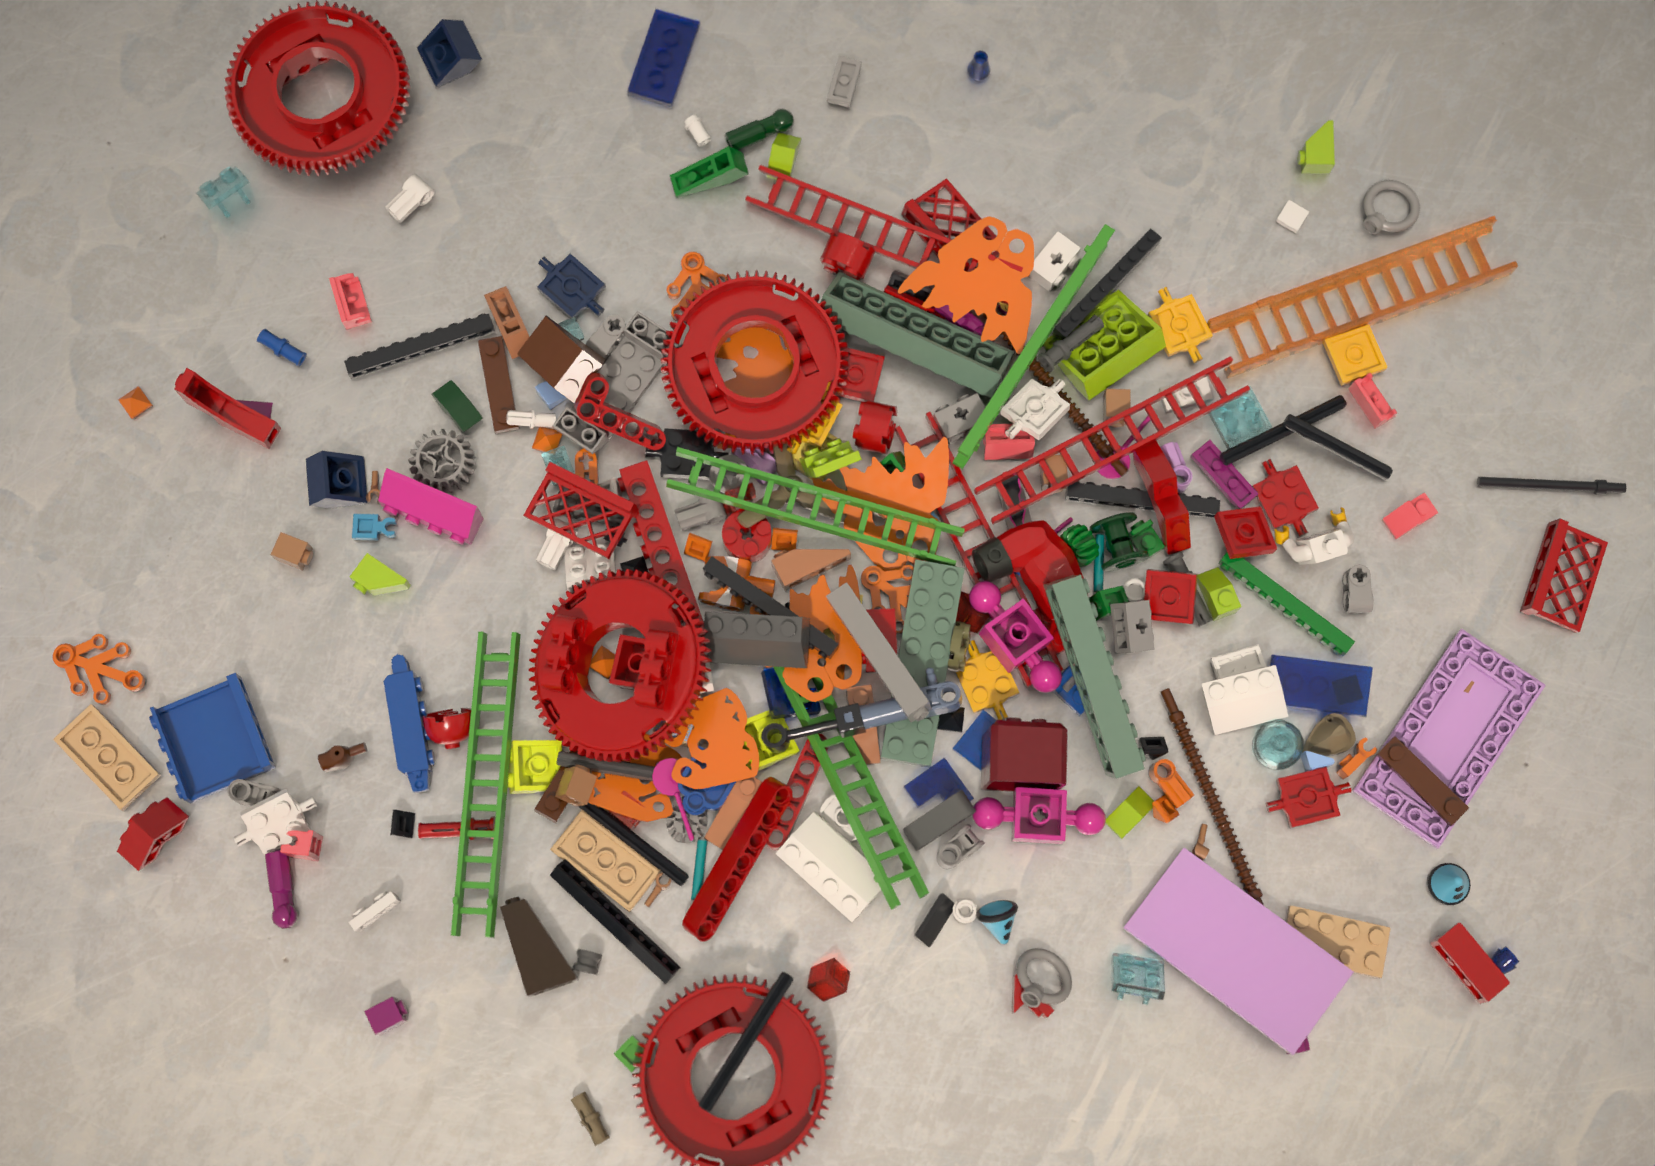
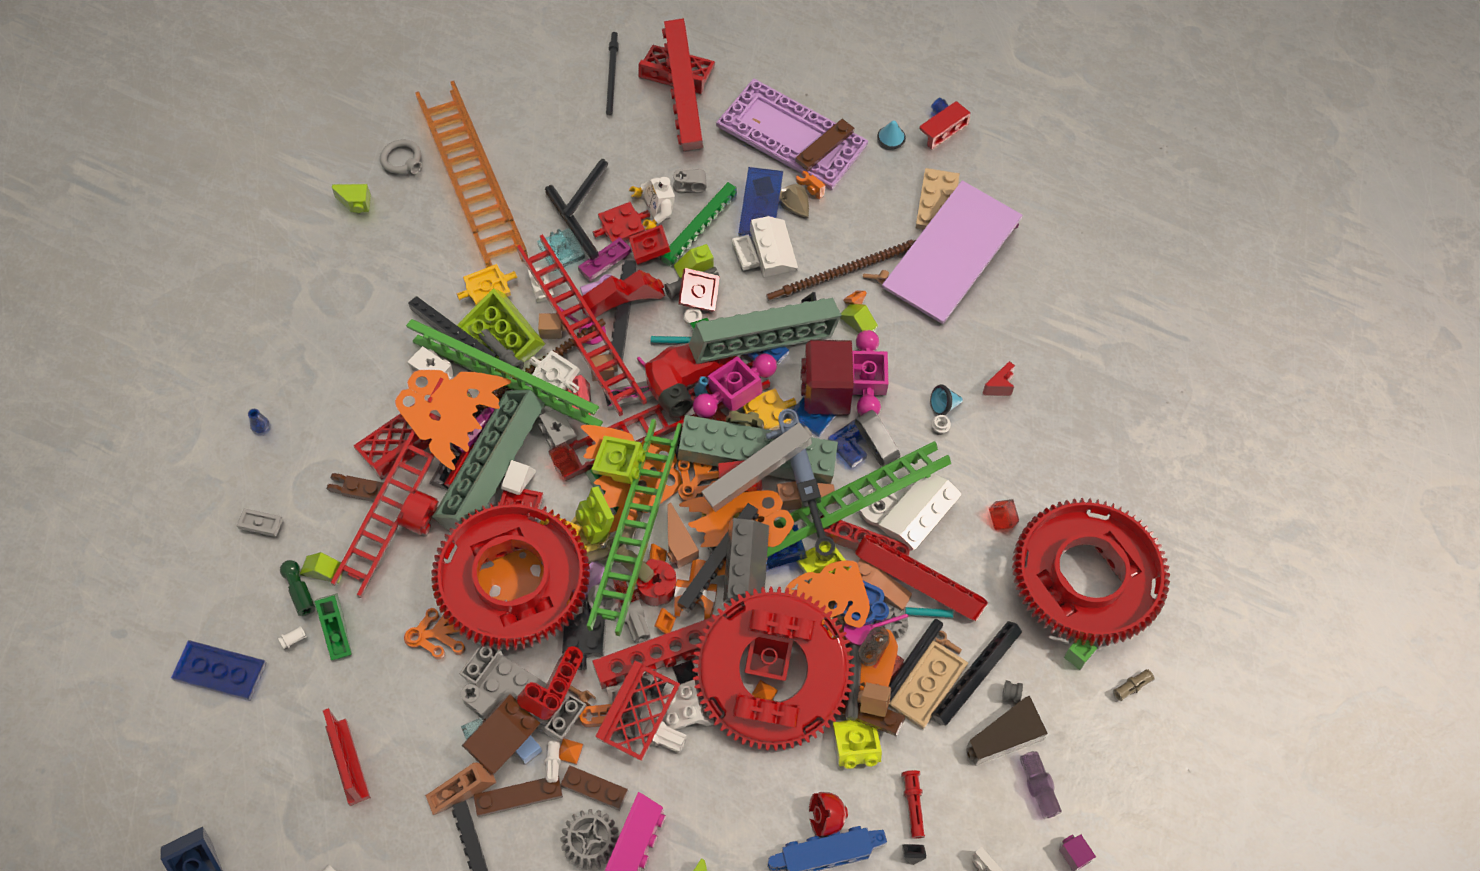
camera: 90 degrees left, 15 degrees down
(457, 406) = (536, 830): dark green slope -> none
(470, 782) = (877, 760): bright green ladder -> none
(470, 982) = (1040, 784): none -> clear purple piece
(502, 467) = (594, 787): none -> reddish brown plate
(547, 196) = (346, 759): none -> red fence
(559, 457) = (589, 740): clear light blue panel -> none
(571, 286) = (430, 736): dark blue plate -> none
(609, 454) = (584, 696): none -> medium nougat hand
(648, 790) = (873, 647): none -> clear smoke plate
(745, 1042) = (1067, 556): black axle -> none
(875, 427) = (565, 487): red brick -> none
(889, 186) = (355, 487): none -> reddish brown hinge
(894, 371) = (517, 477): none -> white slope
(899, 485) = (619, 459): none -> lime plate
(918, 425) = (563, 459): none -> clear red panel
(934, 920) = (950, 446): black slope -> none
(962, 844) = (895, 425): light grey piece -> none
(1014, 595) = (700, 387): none -> dark azure arm
(1033, 992) = (1000, 371): light grey piece -> none
(1082, 544) = (659, 343): green gear -> none
(1119, 541) = (658, 322): dark green hose -> none
(1132, 626) = (721, 308): light grey brick -> none
(1137, 976) = (978, 311): clear light blue plate -> none
(1145, 538) = (654, 309): green bracket -> none
(1172, 785) = (838, 291): orange piece -> none
(1278, 744) = (803, 229): clear light blue cylinder -> none
(1292, 216) = (403, 216): white tile -> none
(1308, 797) = (839, 212): red plate -> none
(1315, 761) = (815, 207): light blue slope -> none
(1354, 354) = (515, 179): yellow plate -> none
(1372, 401) = (550, 171): coral hinge -> none
(1410, 515) = (635, 151): coral slope -> none
(1520, 579) = (683, 83): none -> red brick

